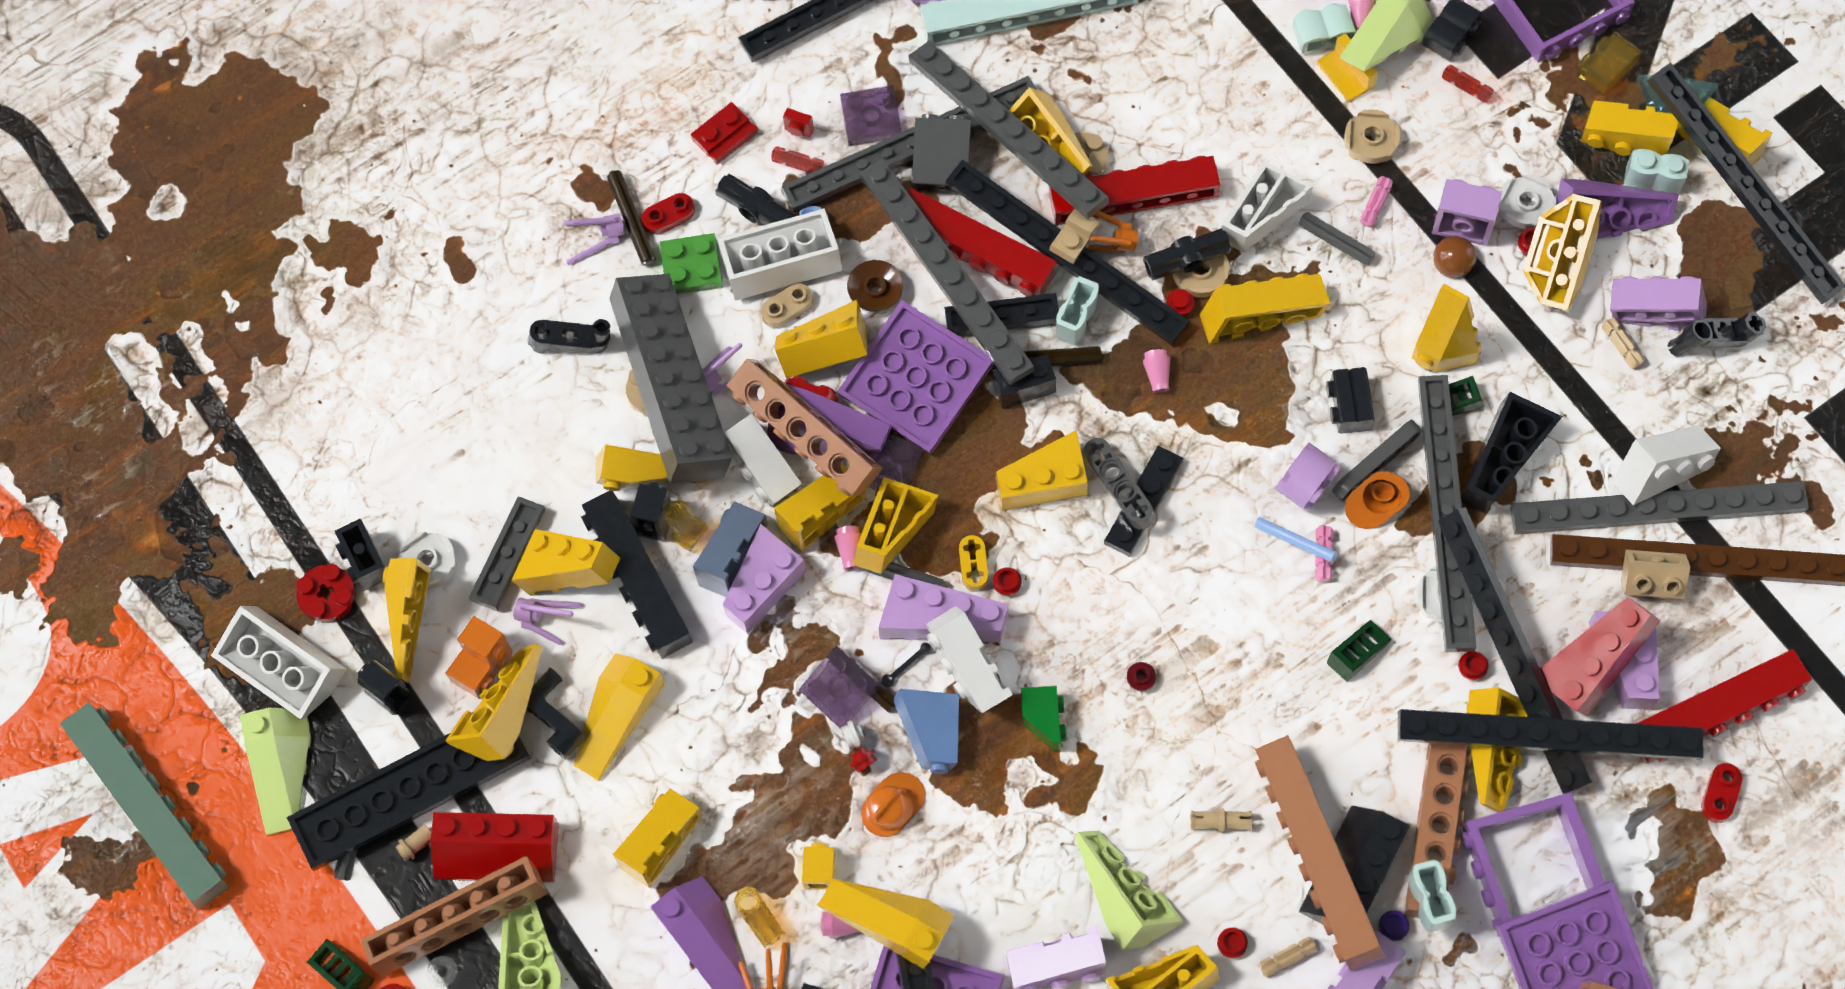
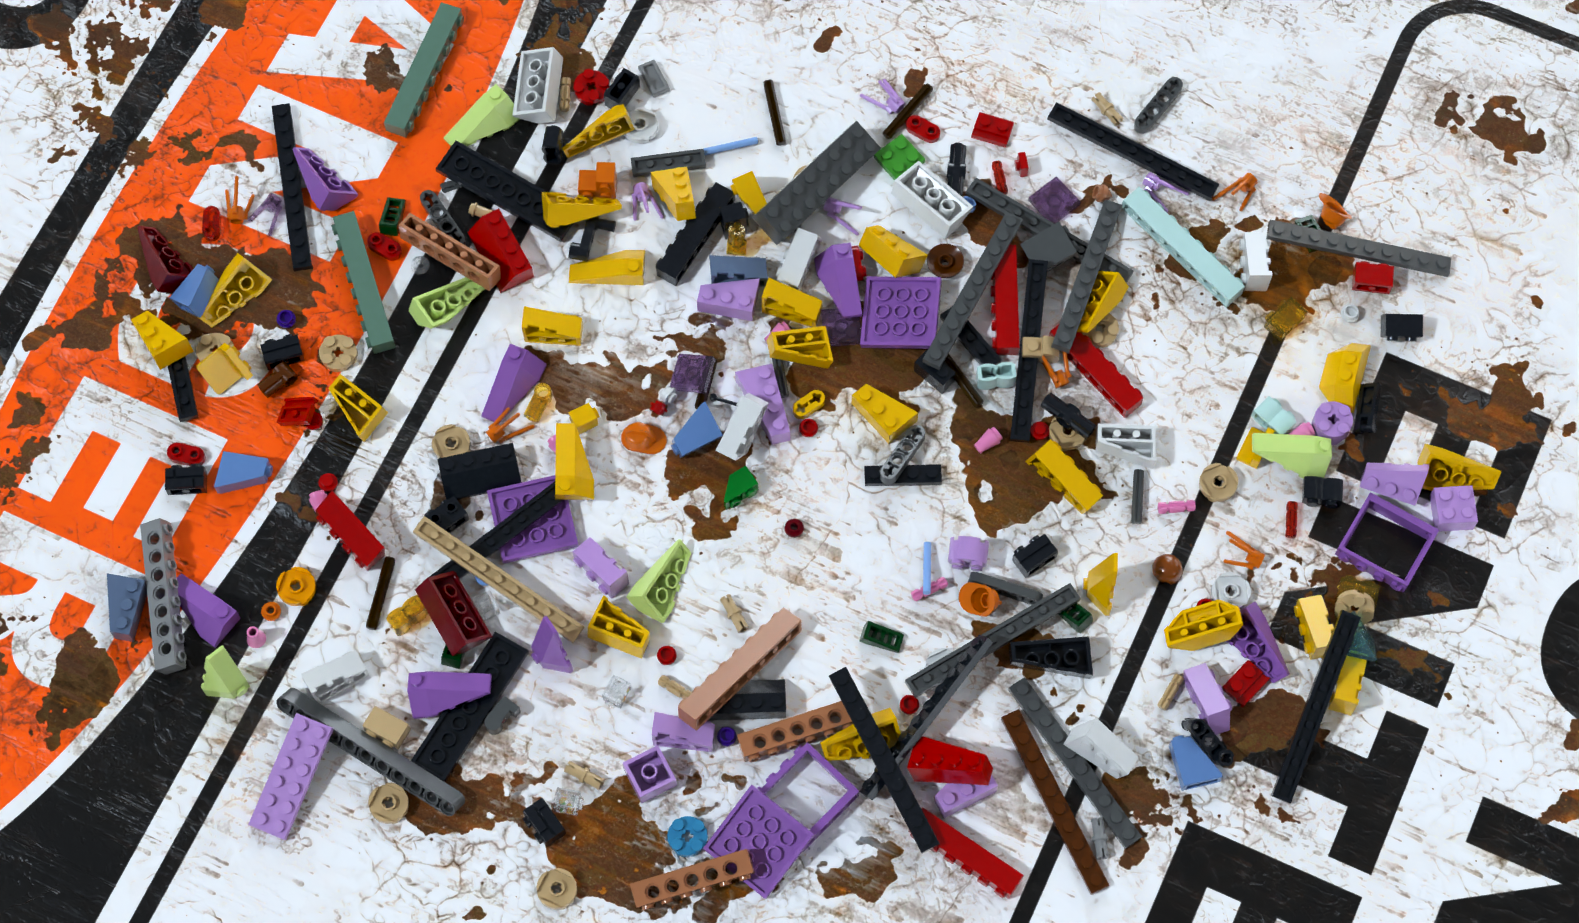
camera: 55 degrees right, 0 degrees up
(312, 634) = (565, 94): none -> tan axle
(367, 505) = (653, 78): none -> light grey tile
(393, 897) = (444, 218): none -> dark grey beam
(523, 380) = (774, 112): none -> dark brown axle
(534, 460) = (729, 146): none -> light blue bar
(589, 337) = (806, 114): black beam -> none
(788, 305) = (905, 221): tan plate -> none
(861, 468) = (826, 267): nougat brick -> none
(896, 55) = (1101, 193): none -> nougat plate
(1428, 887) = (743, 742): light aqua brick -> none
(1467, 211) = (1197, 557): lavender brick -> none
(1494, 151) = (1253, 557): none -> orange plant
(1633, 60) = (1353, 598): none -> tan plate
(1655, 574) = (1025, 776): tan brick -> none
(1656, 171) = (1295, 651): light aqua brick -> none
(1656, 251) = (1245, 683): none -> red plate
(1723, 791) = (914, 882): red plate -> none
(1736, 369) = (1192, 764): none -> medium blue slope
(1779, 532) = (1100, 838): none -> light grey pin

